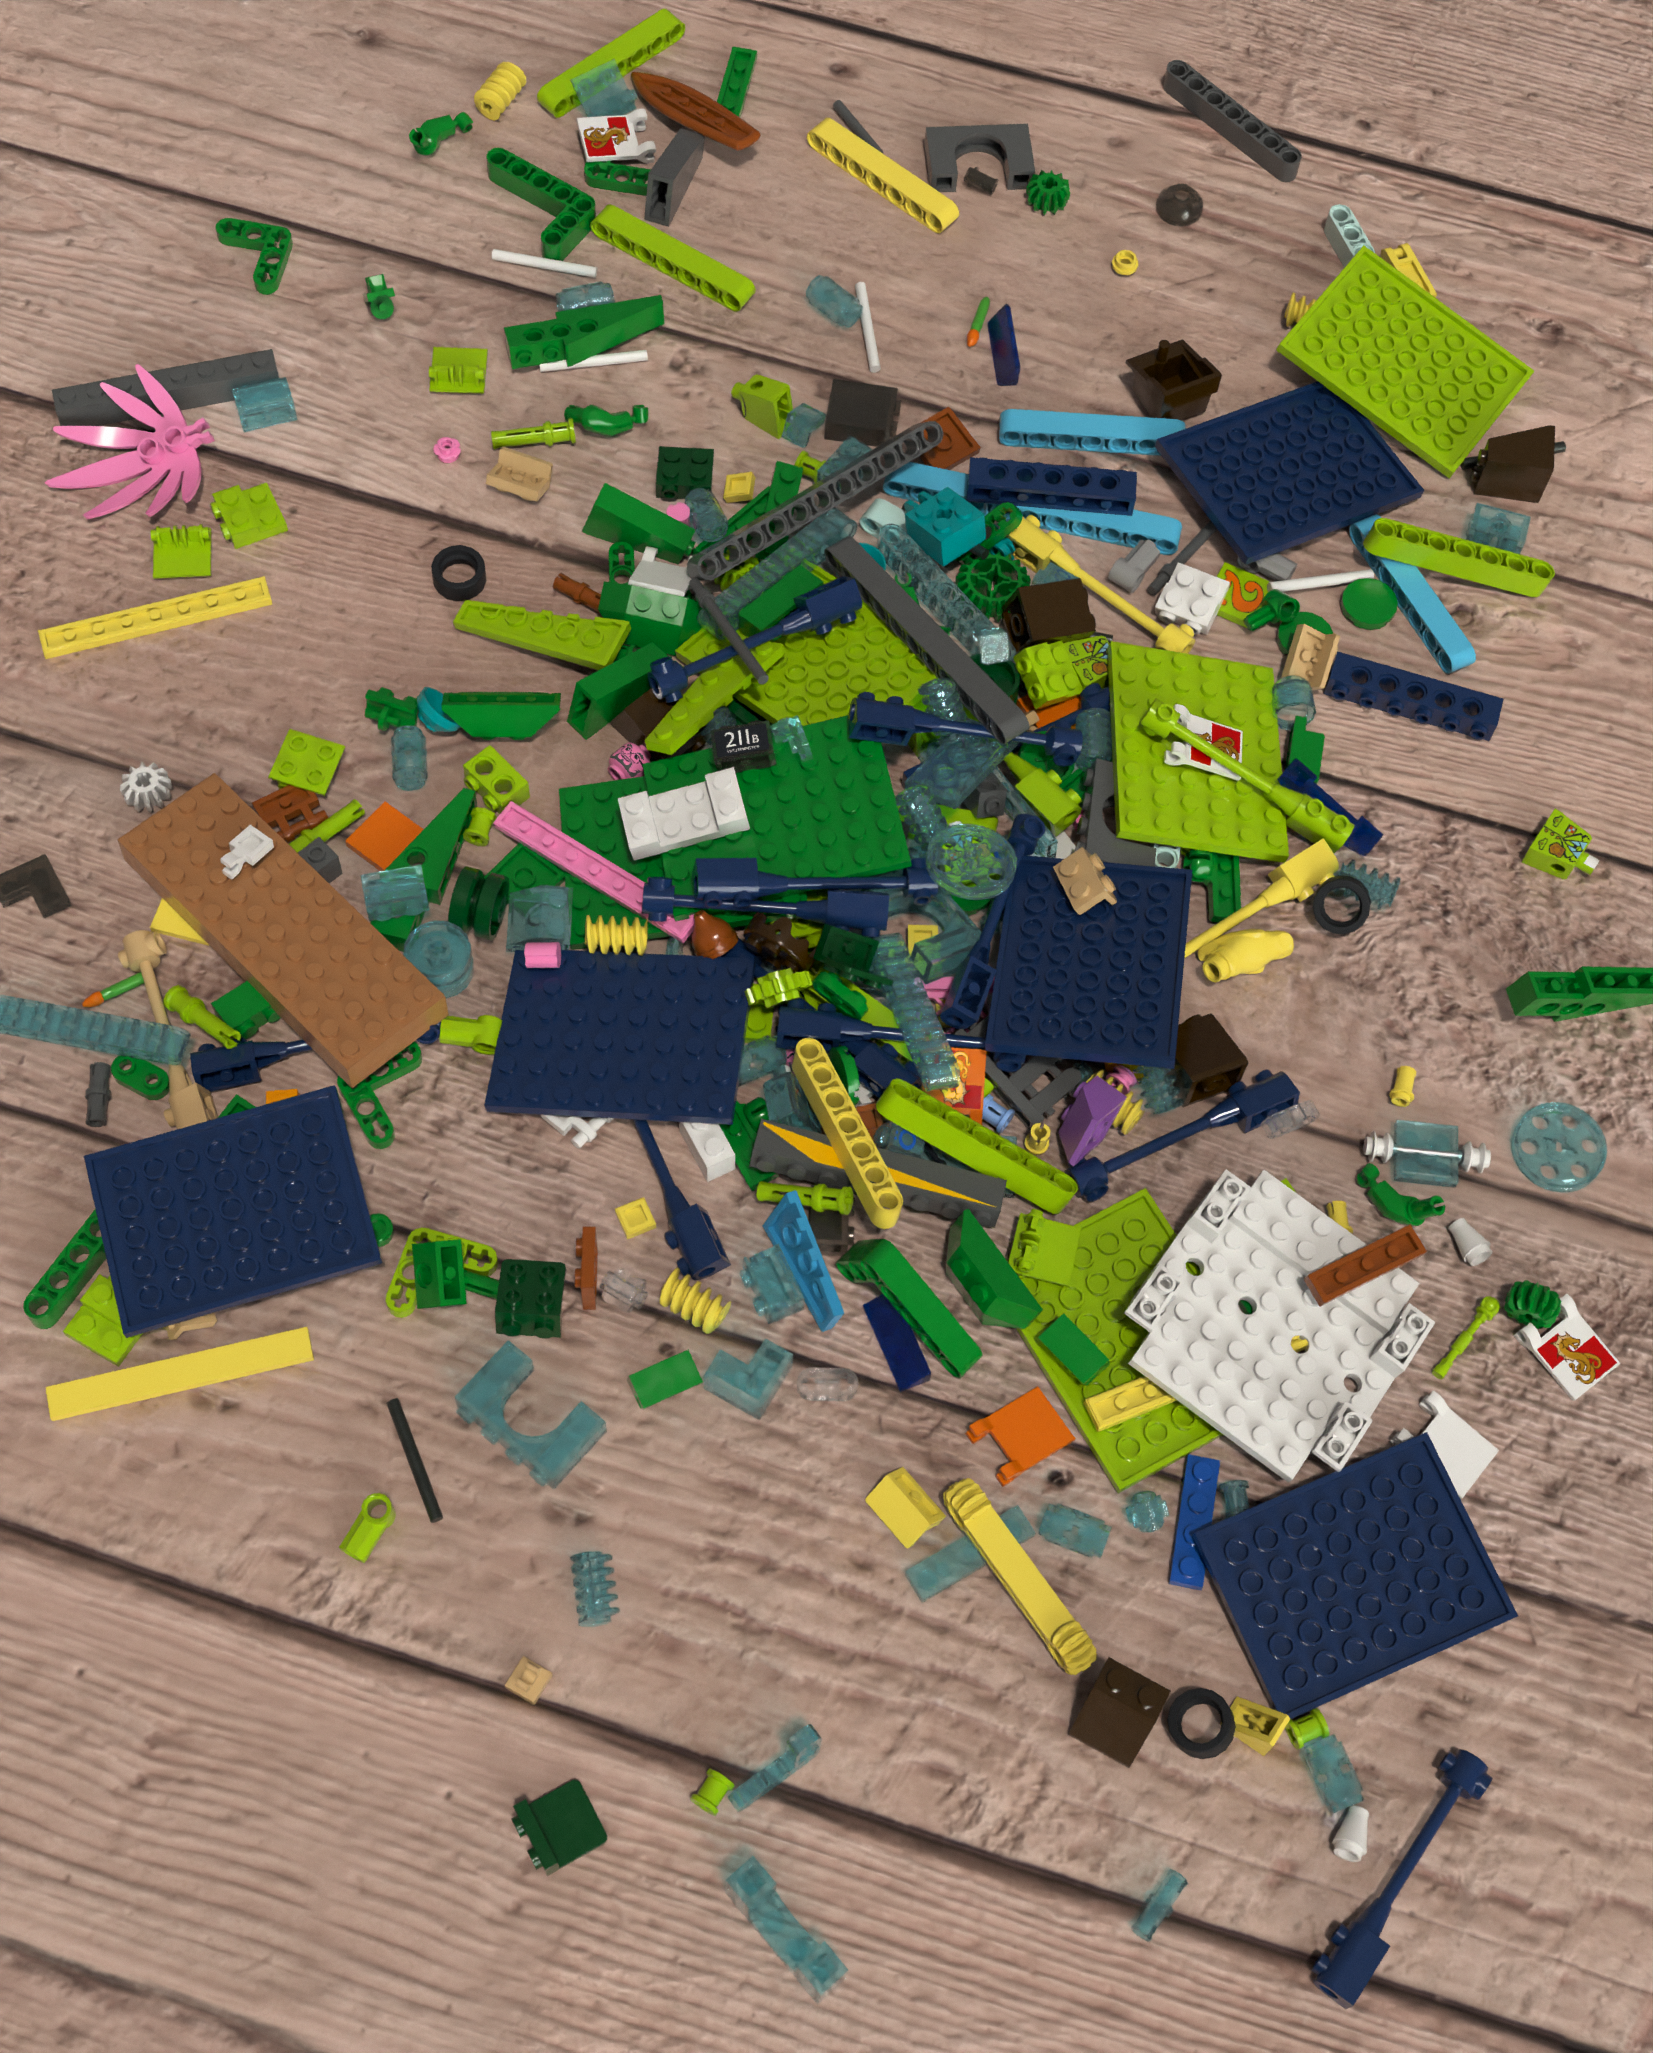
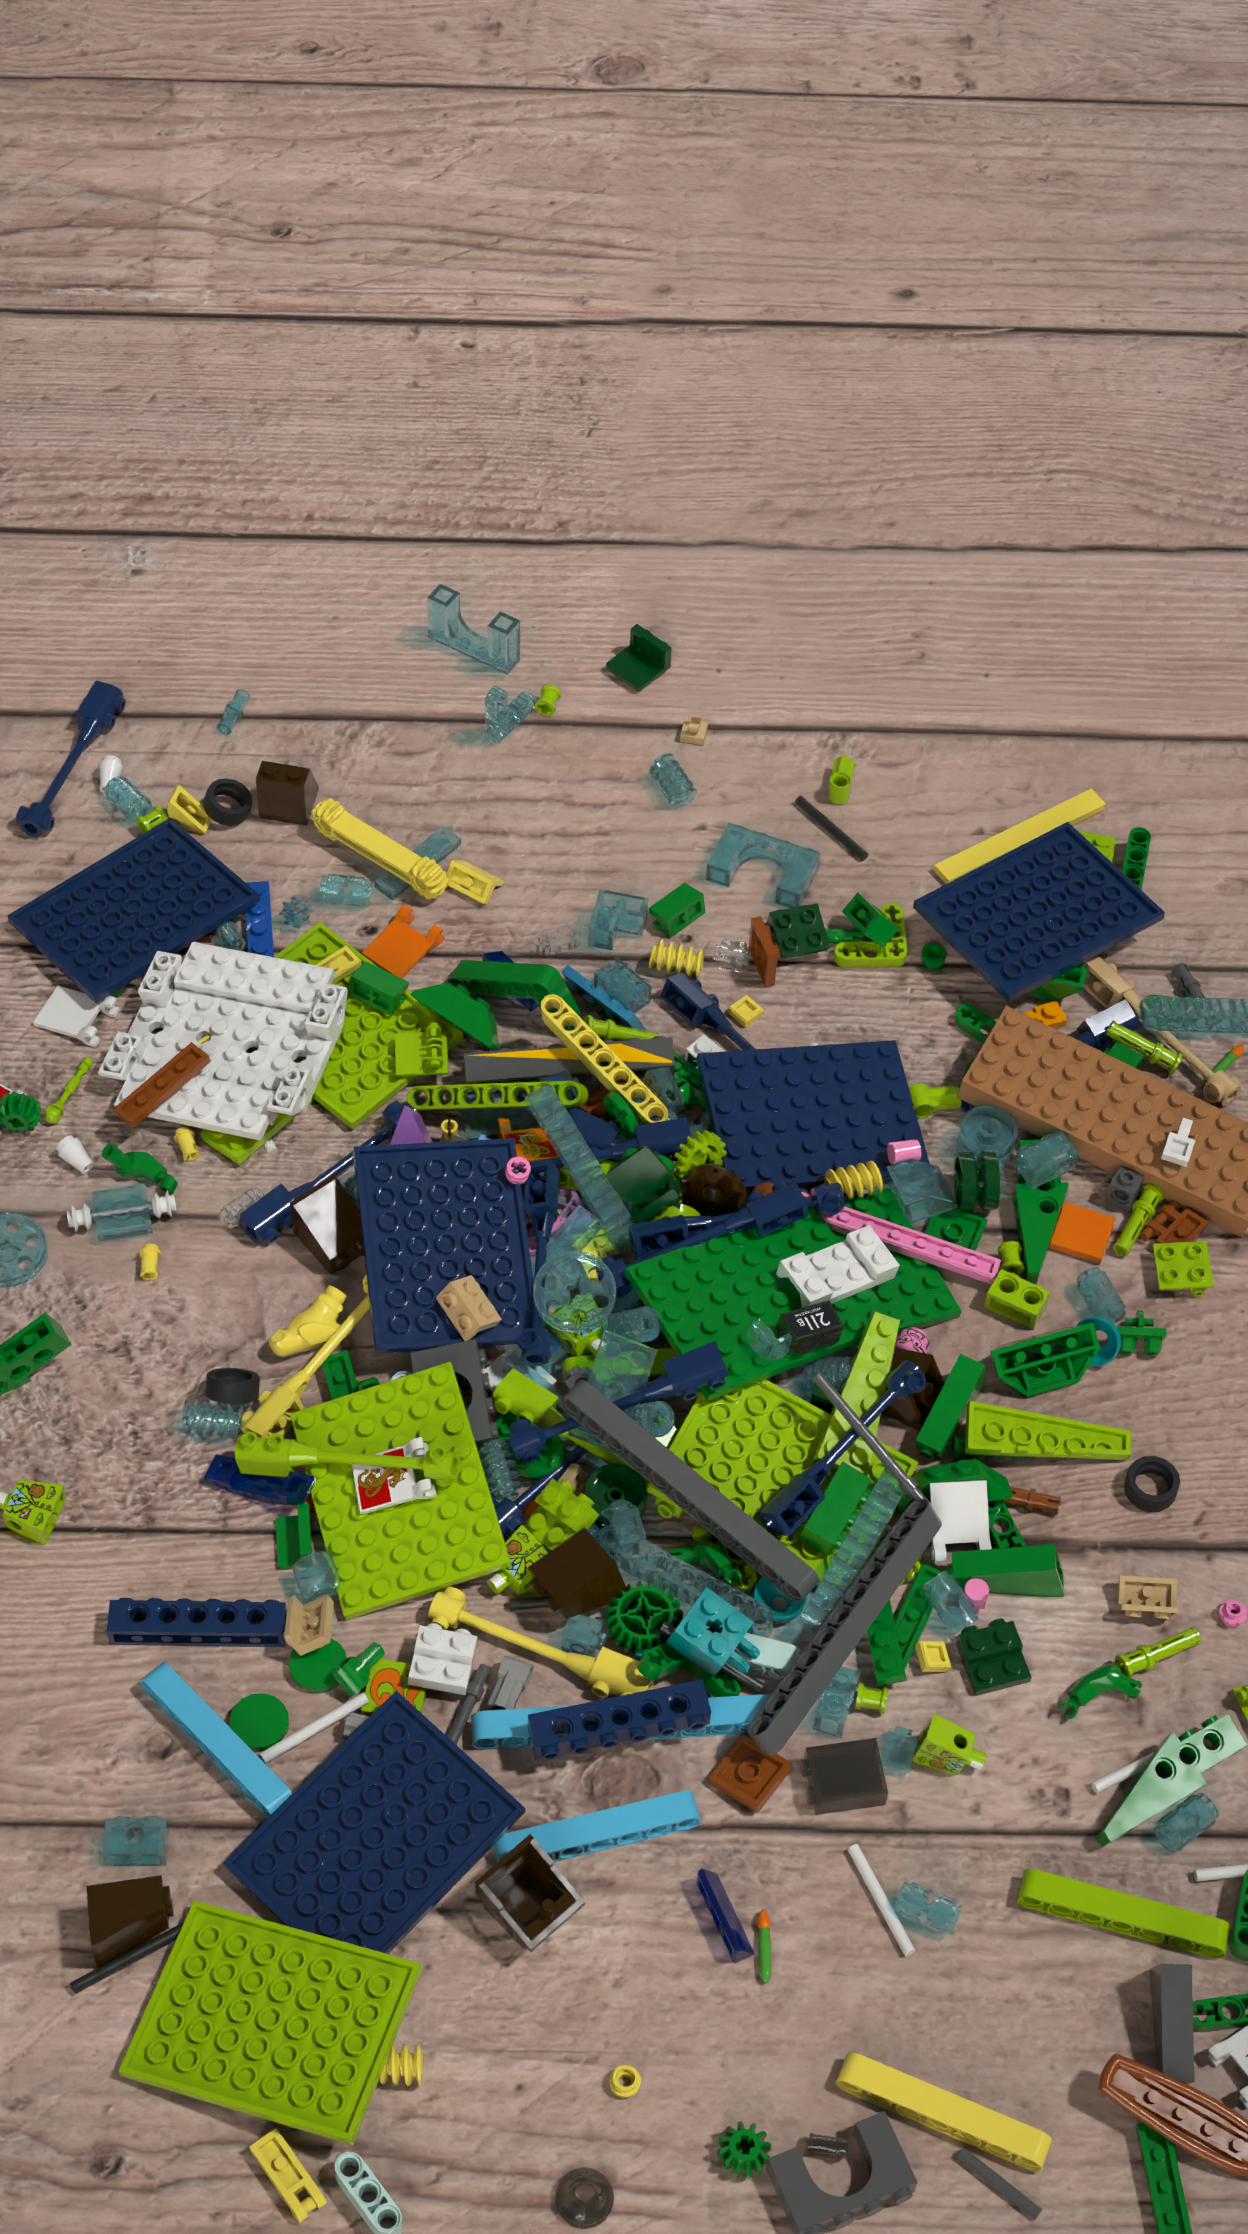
camera: 165 degrees right, 10 degrees down
(992, 1011) = (518, 1178): none -> bright pink bush
(1458, 557) = (161, 1770): lime beam -> none

